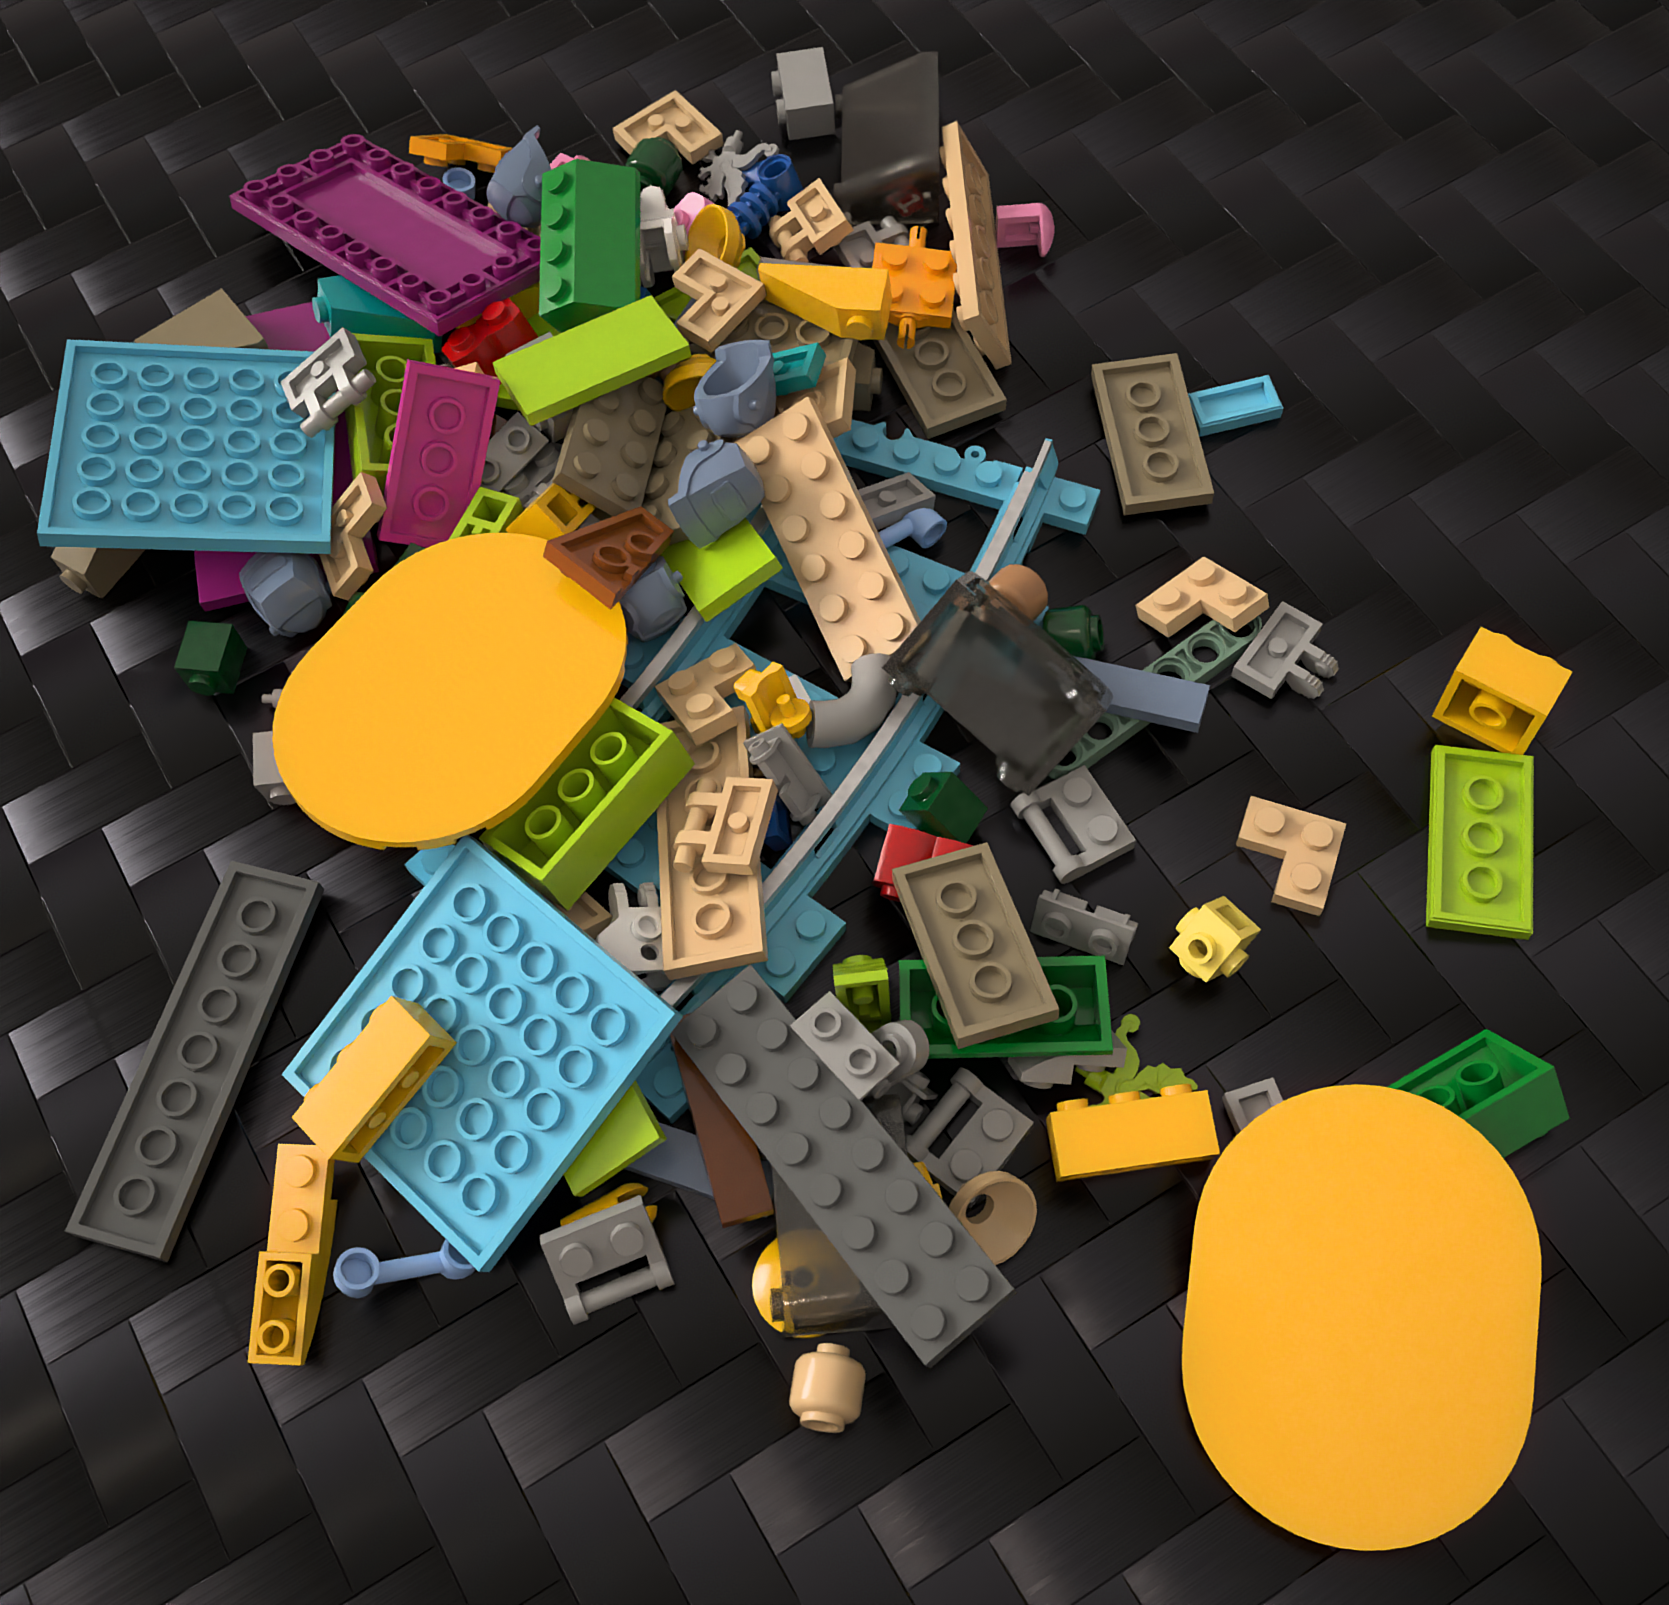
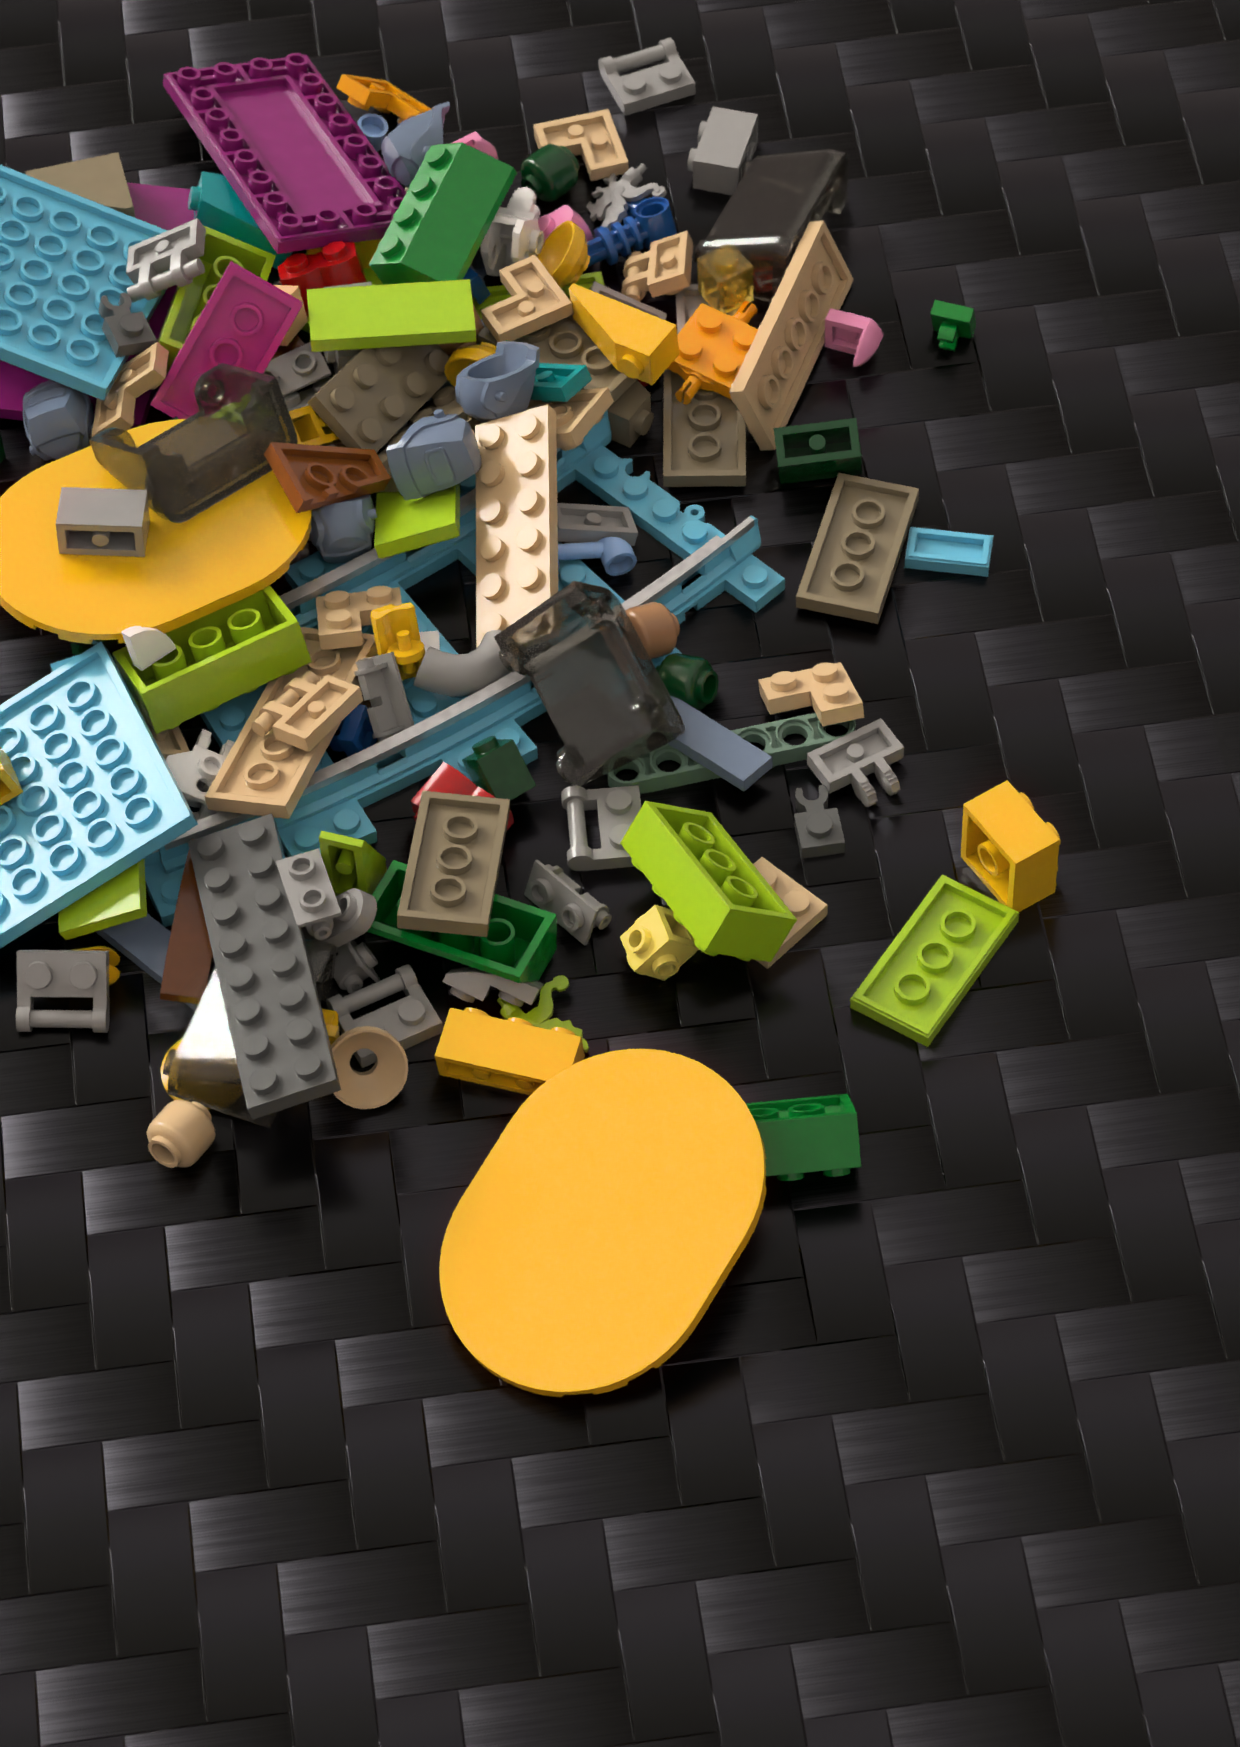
camera: 20 degrees right, 10 degrees down
(319, 471) = (125, 331): none -> dark grey plate
(406, 698) = (102, 521): none -> light grey brick
(478, 573) = (208, 452): none -> clear smoke windscreen
(520, 821) = (146, 645): none -> white tile
(697, 58) = (651, 85): none -> light grey plate
(885, 210) = (725, 278): none -> clear yellow brick
(1064, 349) = (818, 450): none -> dark green brick
(1108, 182) = (951, 322): none -> green tile
(1239, 856) = (708, 882): none -> lime brick
(1280, 742) = (816, 826): none -> dark grey plate

